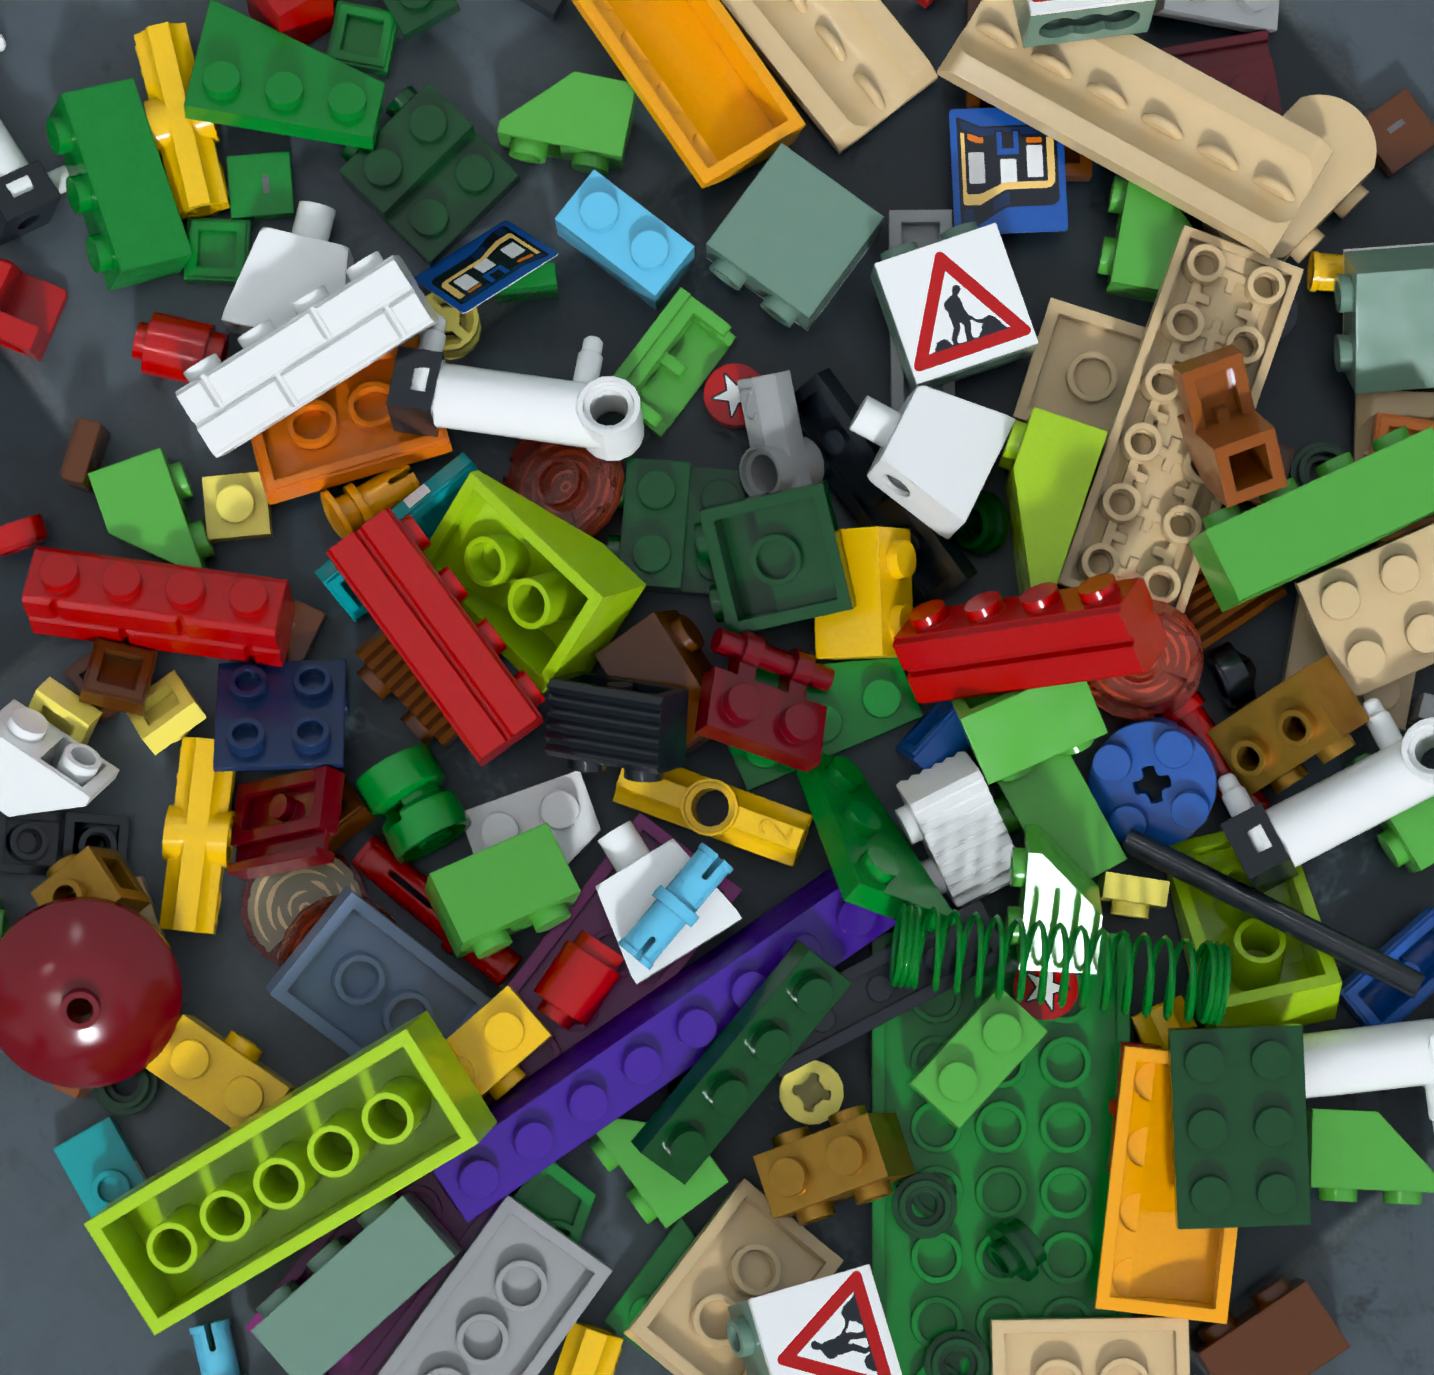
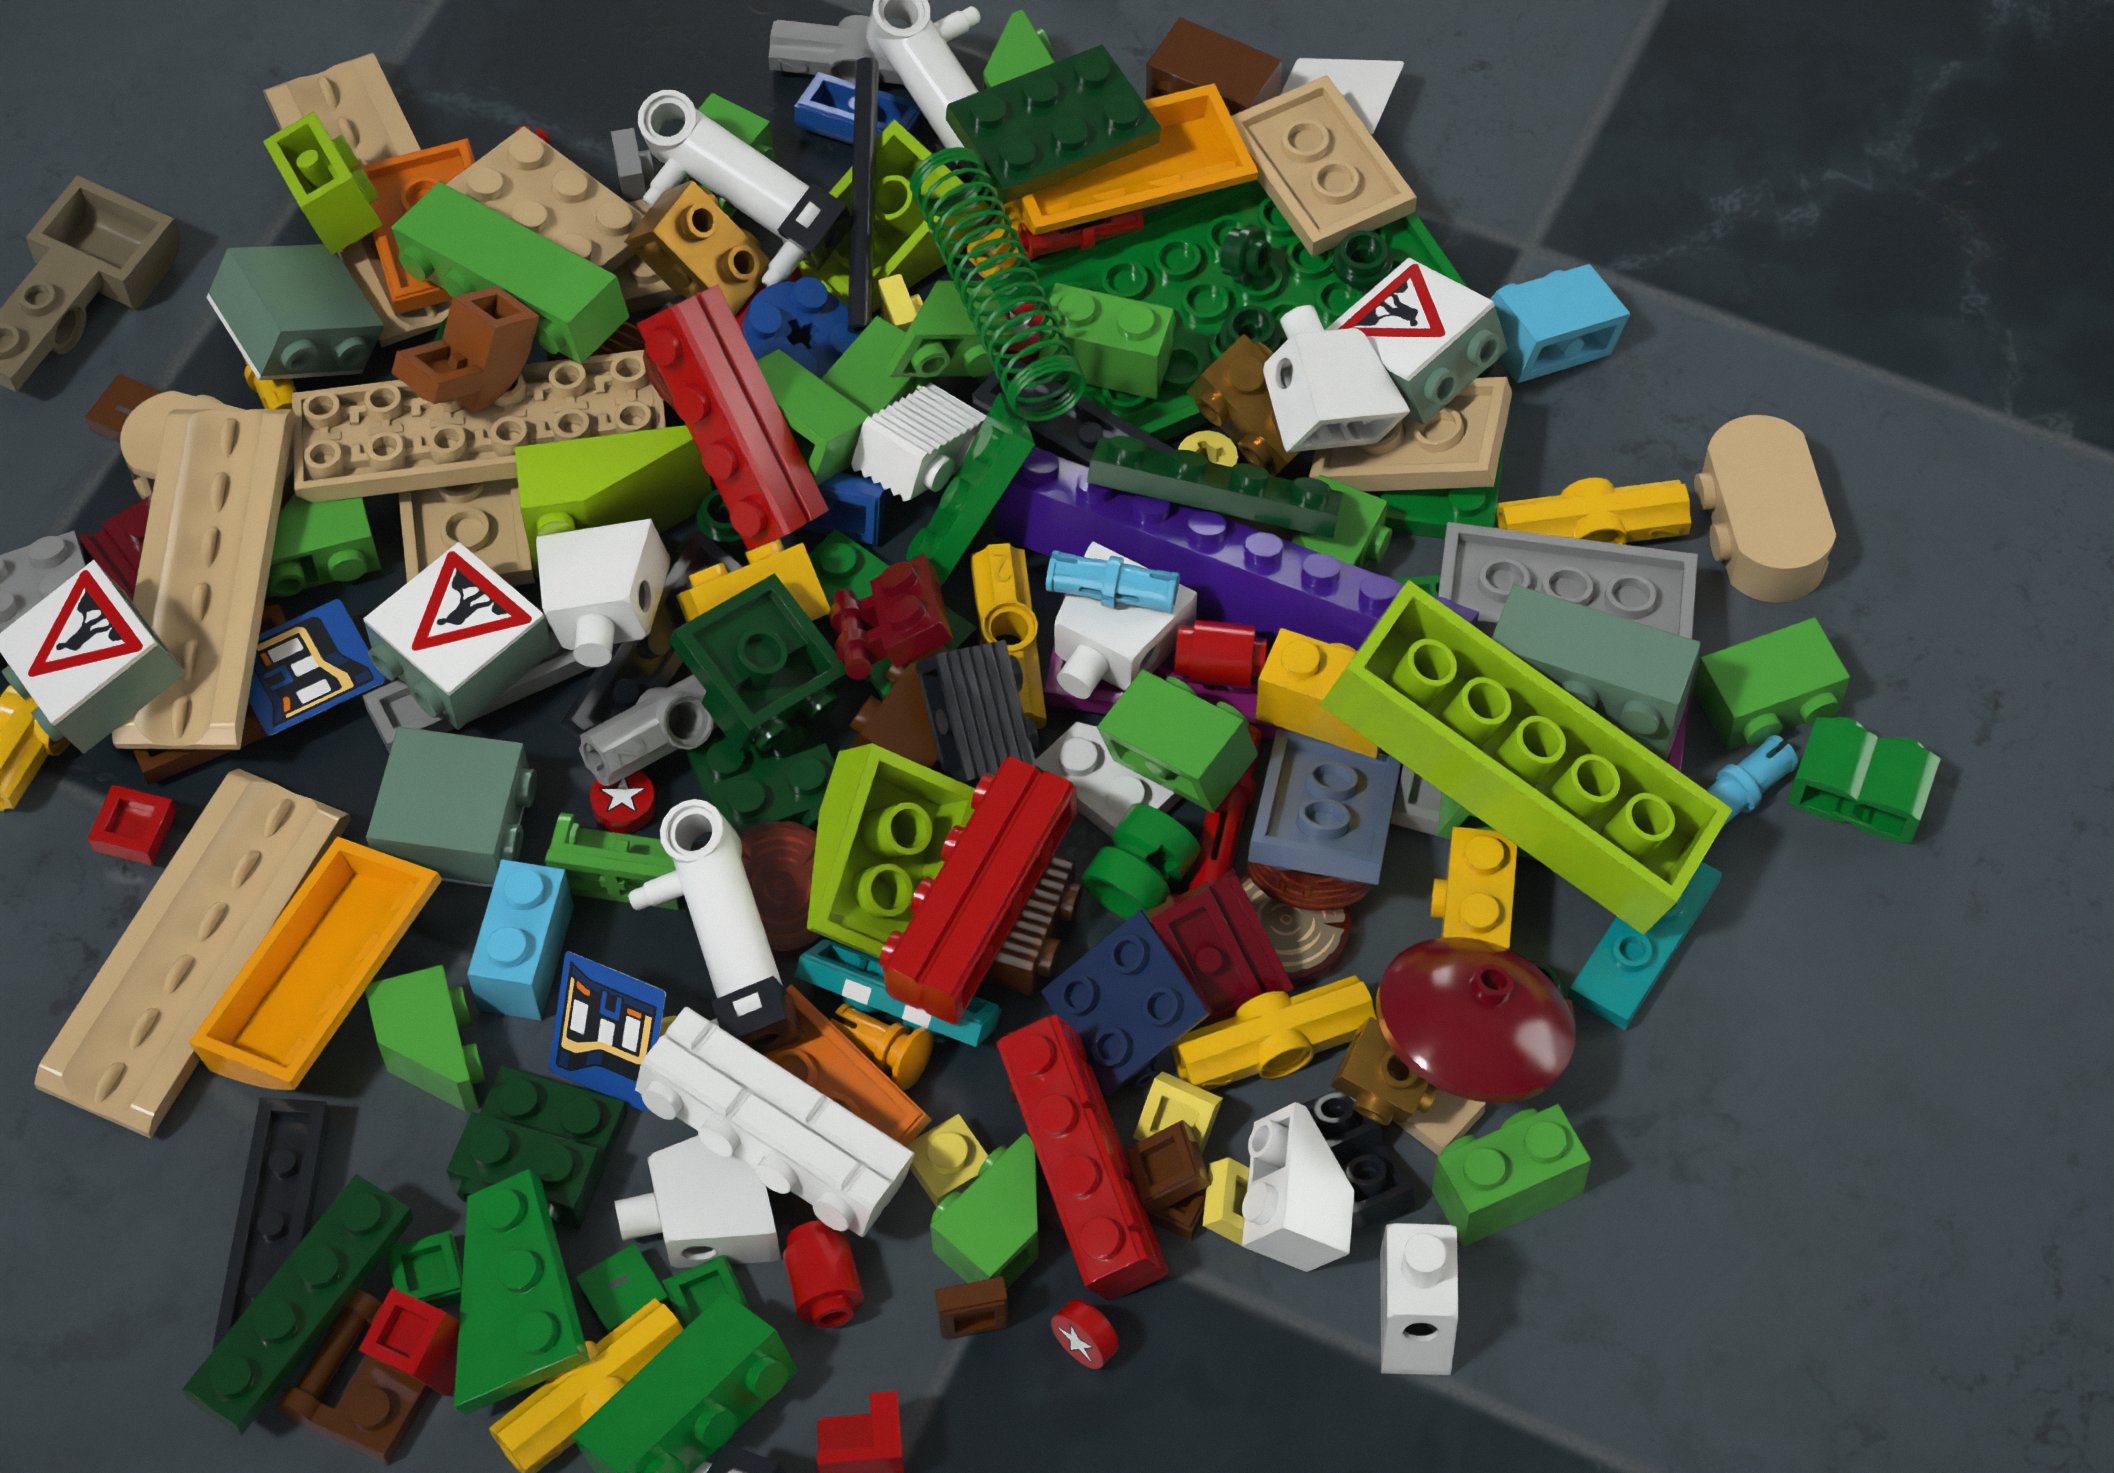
camera: 115 degrees left, 25 degrees down
(788, 1223) = (1329, 386): none -> white torso

